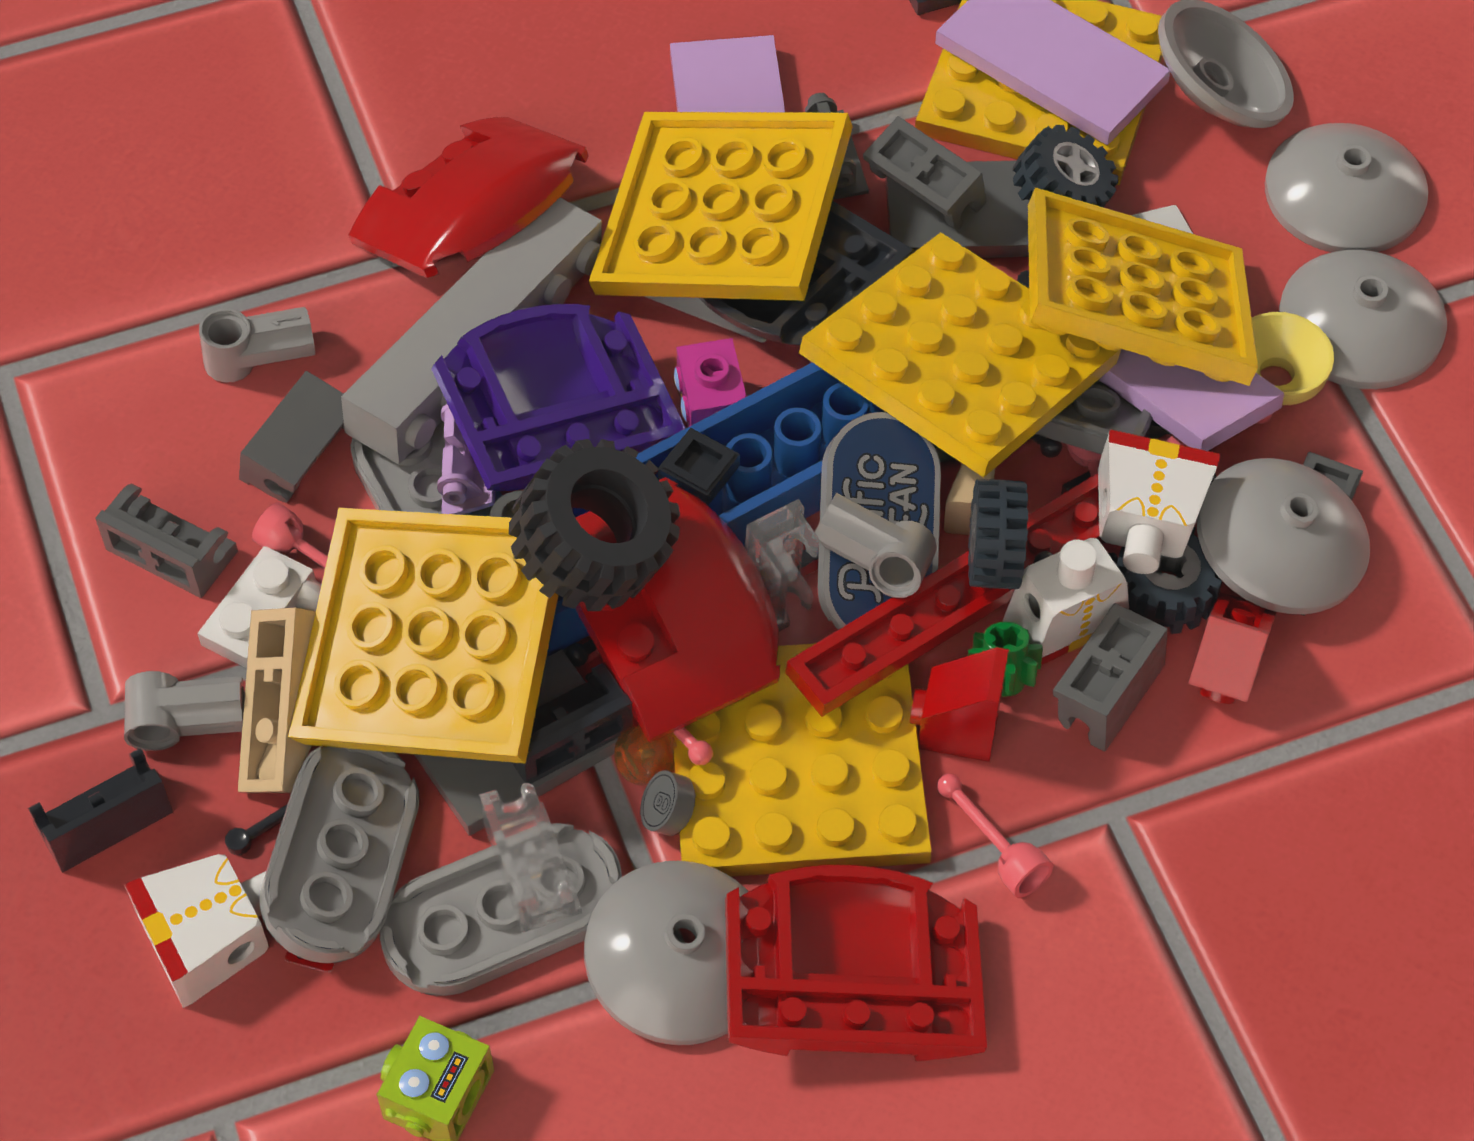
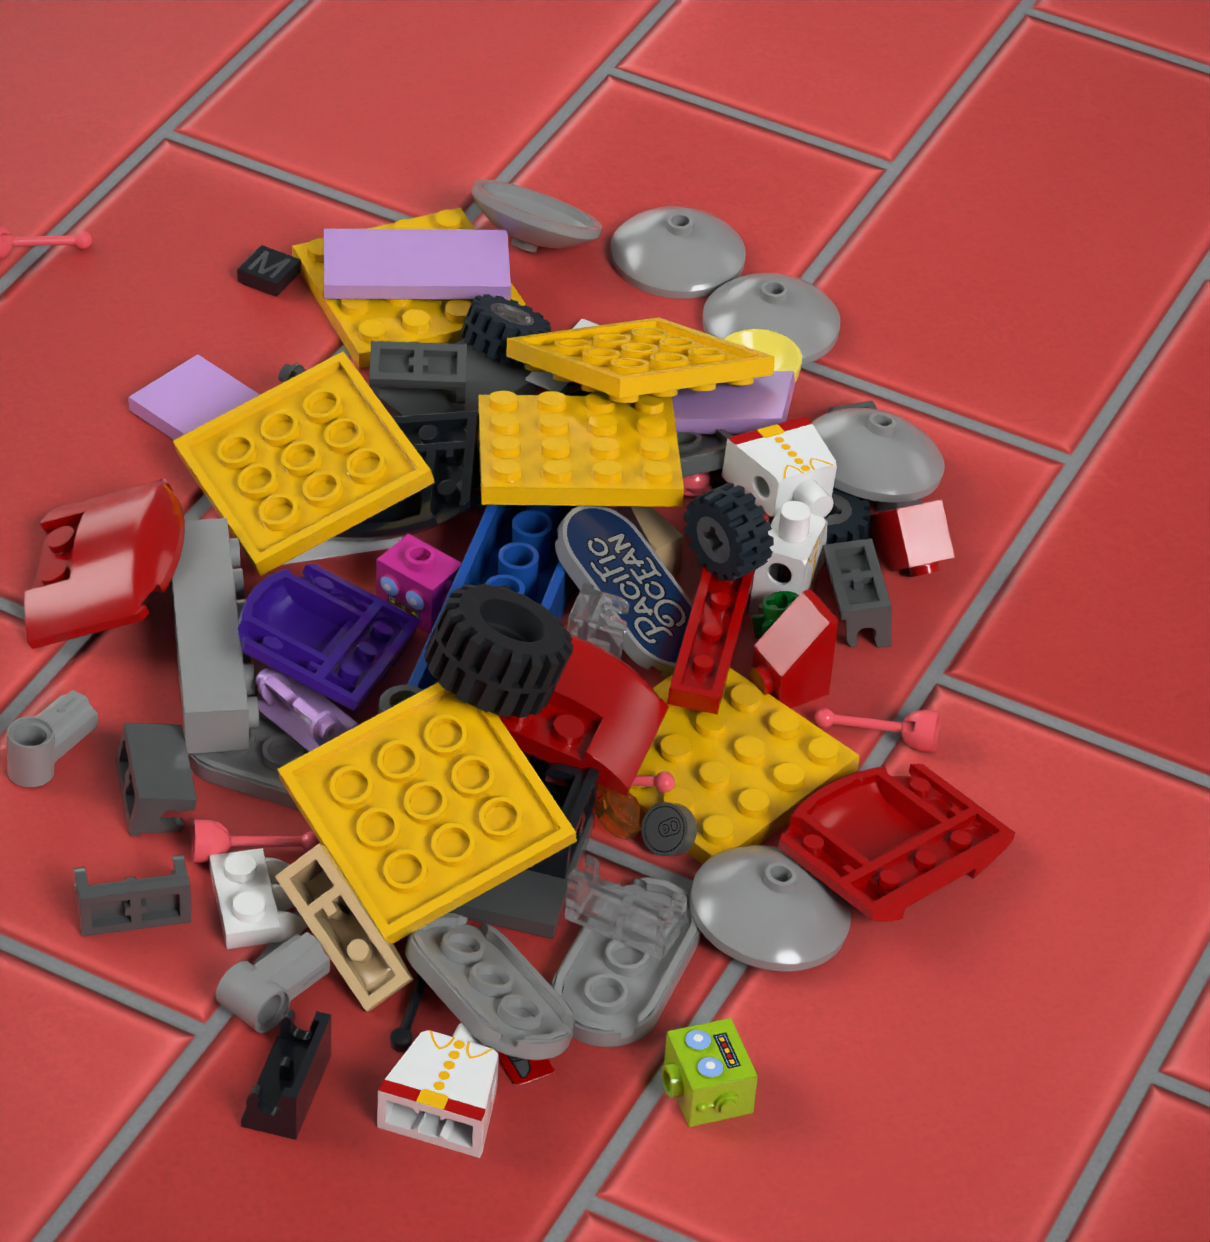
camera: 45 degrees left, 15 degrees down
(891, 552) = (651, 585): light grey piece -> none

